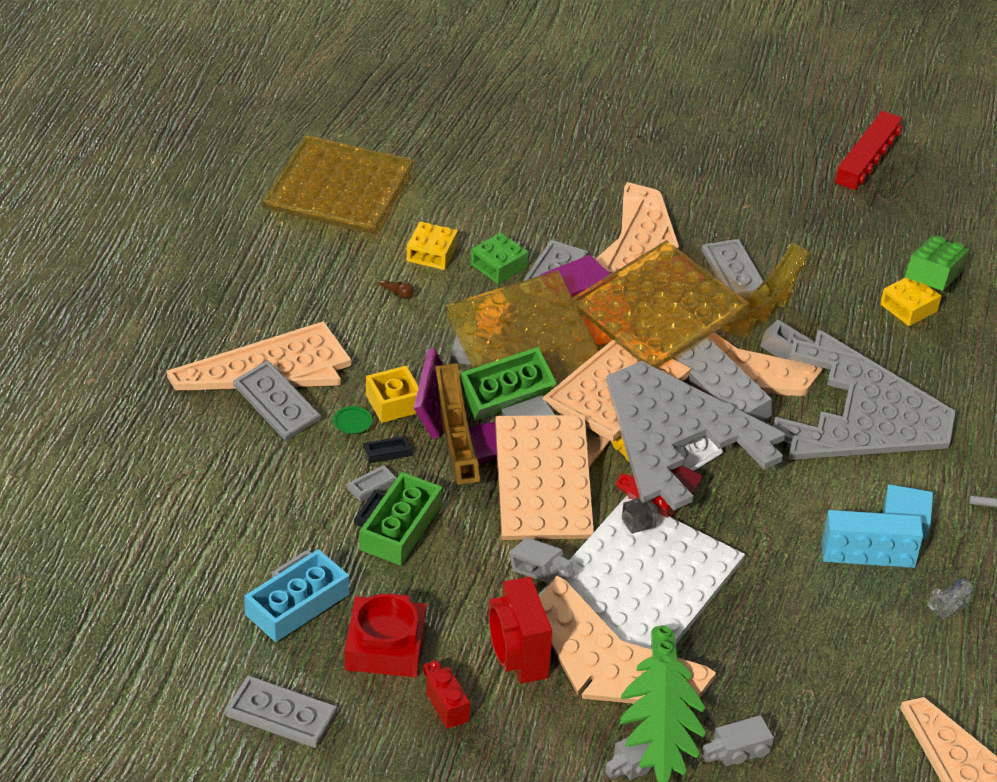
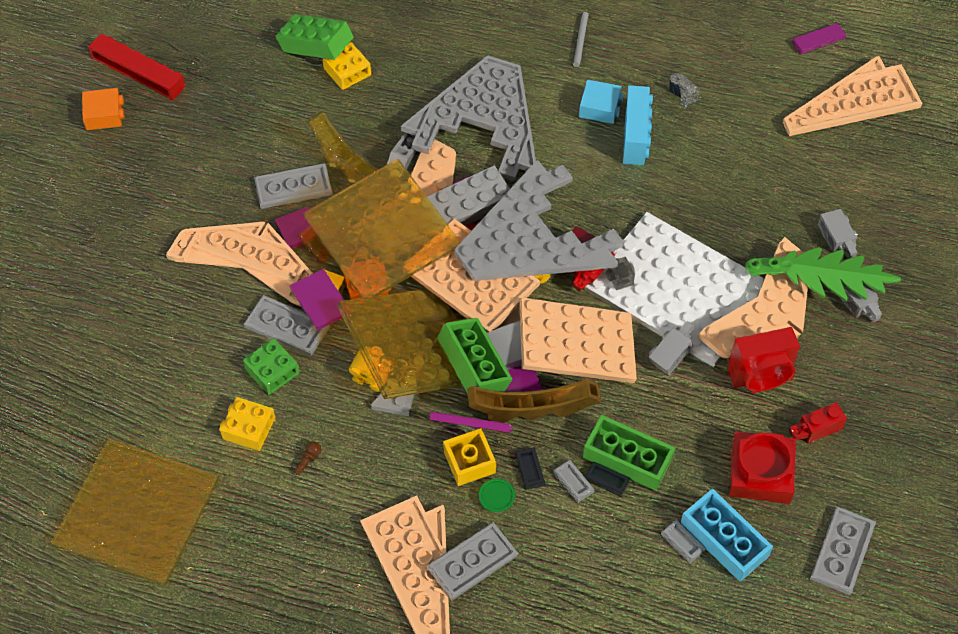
camera: 85 degrees left, 15 degrees up
(803, 128) = (102, 108): none -> orange brick

